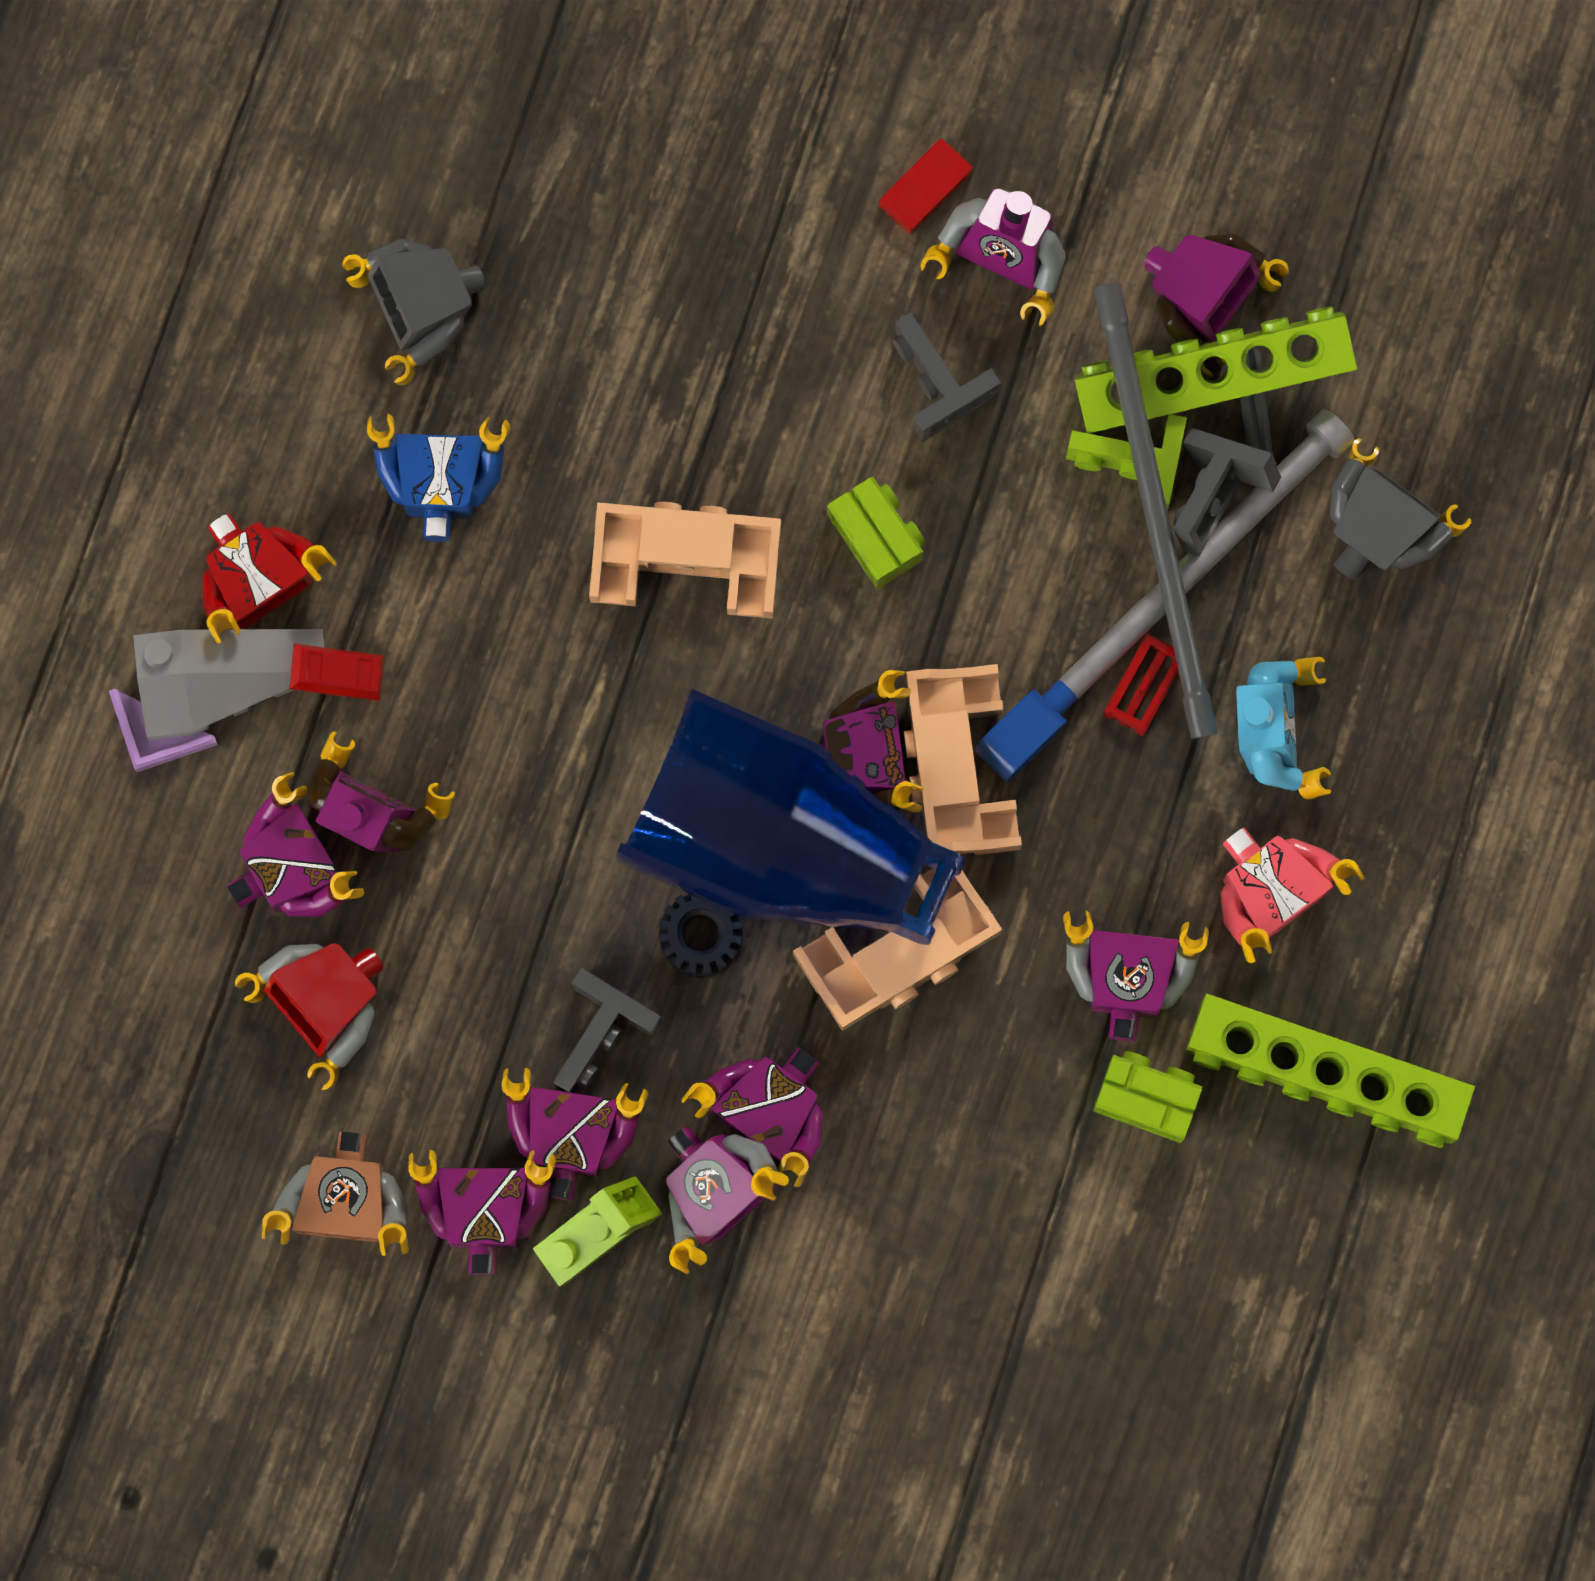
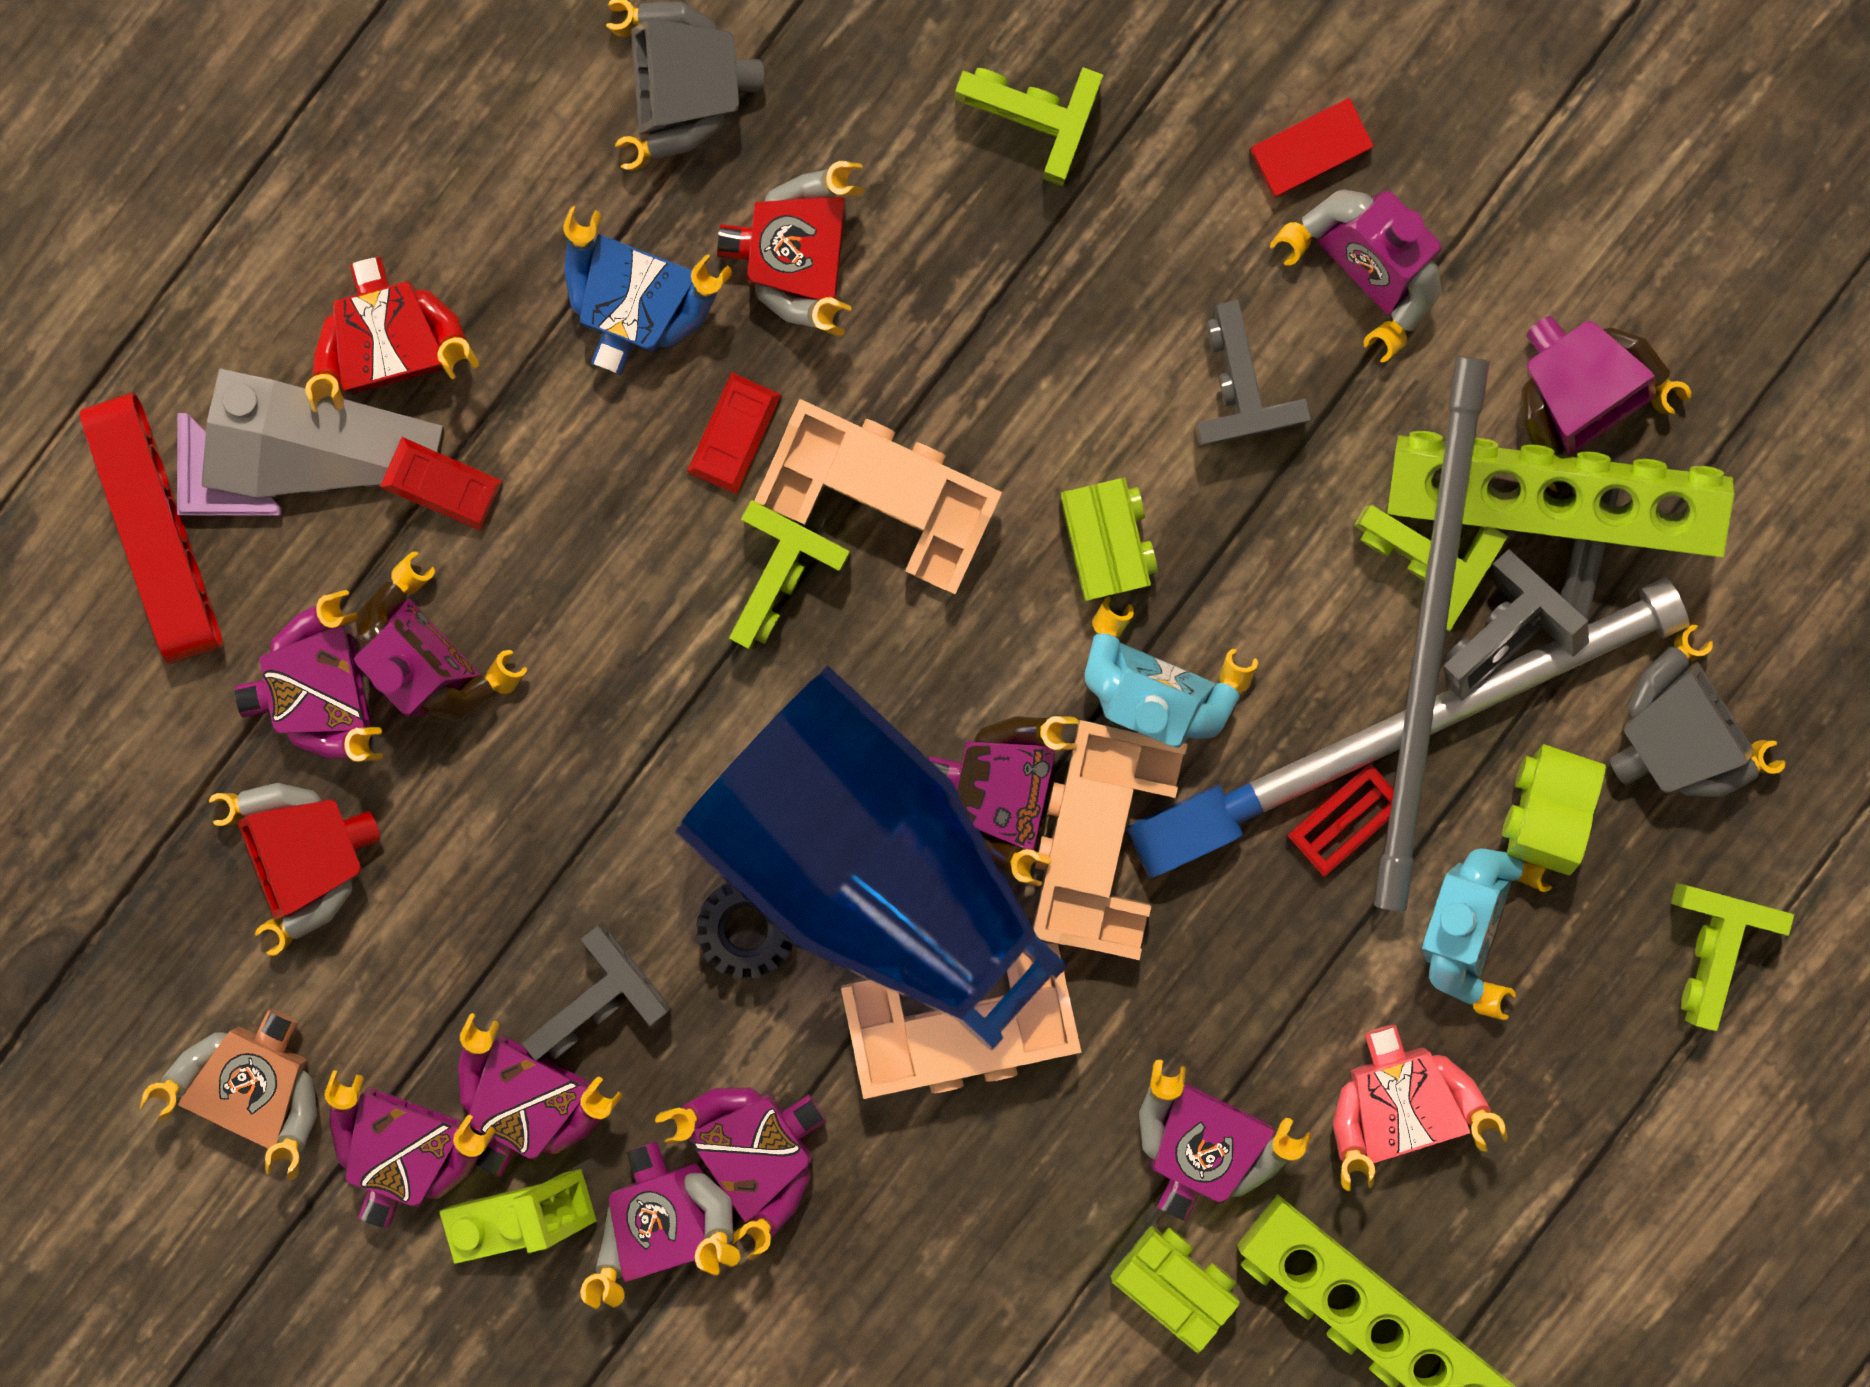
camera: 25 degrees right, 10 degrees up
(118, 786) = (151, 528): none -> red beam
(554, 392) = (797, 246): none -> torso
(554, 556) = (734, 433): none -> red tile
(630, 645) = (782, 570): none -> lime bracket
(701, 229) = (1036, 110): none -> lime bracket
(958, 634) = (1155, 694): none -> medium azure torso
(1304, 614) = (1554, 809): none -> lime brick
(1474, 674) = (1719, 948): none -> lime bracket

